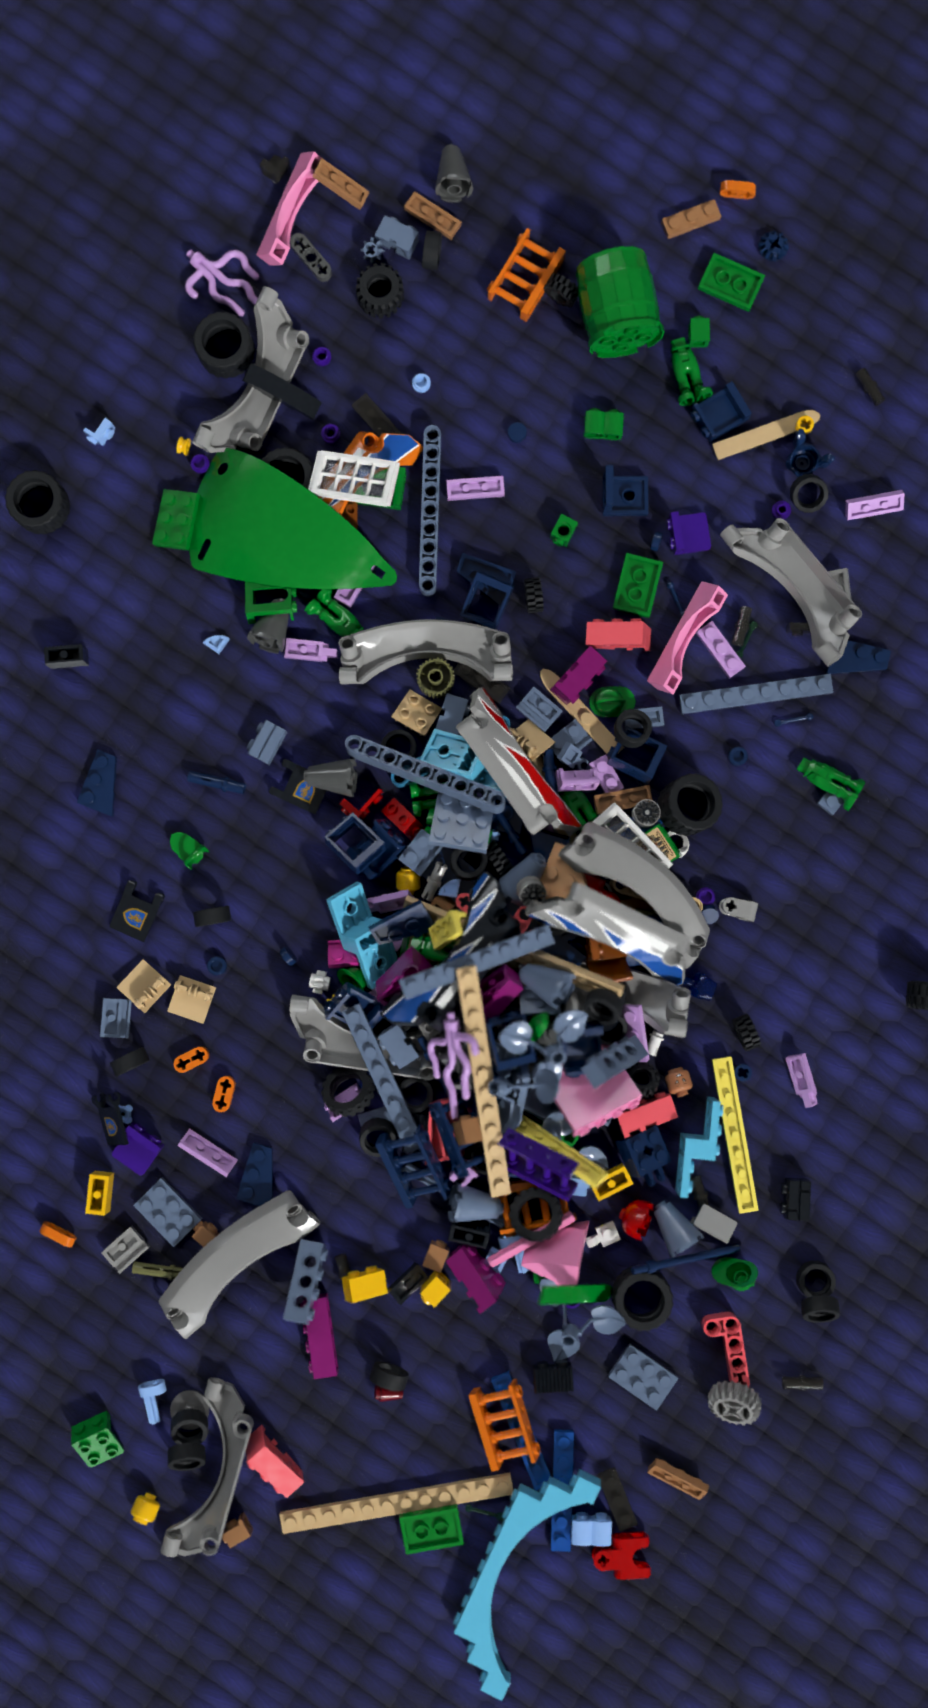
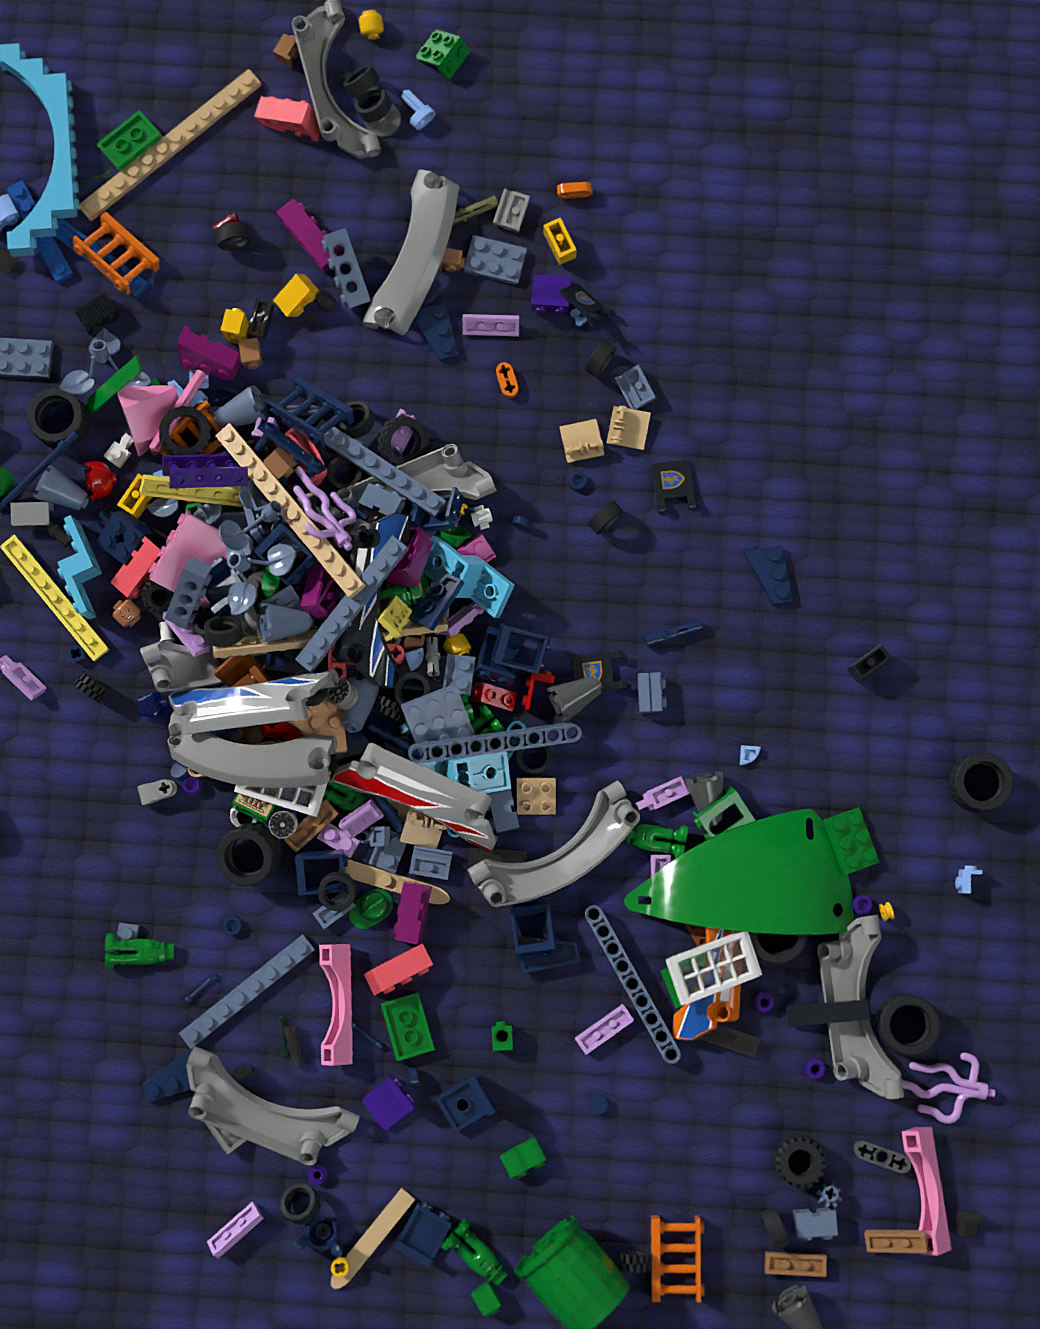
camera: 150 degrees right, 5 degrees down
(187, 848) = (662, 562): green piece -> none
(193, 1063) = (554, 394): orange beam -> none
(421, 383) = (711, 1098): light blue plate -> none
(431, 668) = (528, 829): olive brick -> none
(470, 1233) = (230, 386): black brick -> none
(533, 595) = (494, 960): black tyre -> none
(720, 649) = (301, 1012): lavender plate -> none

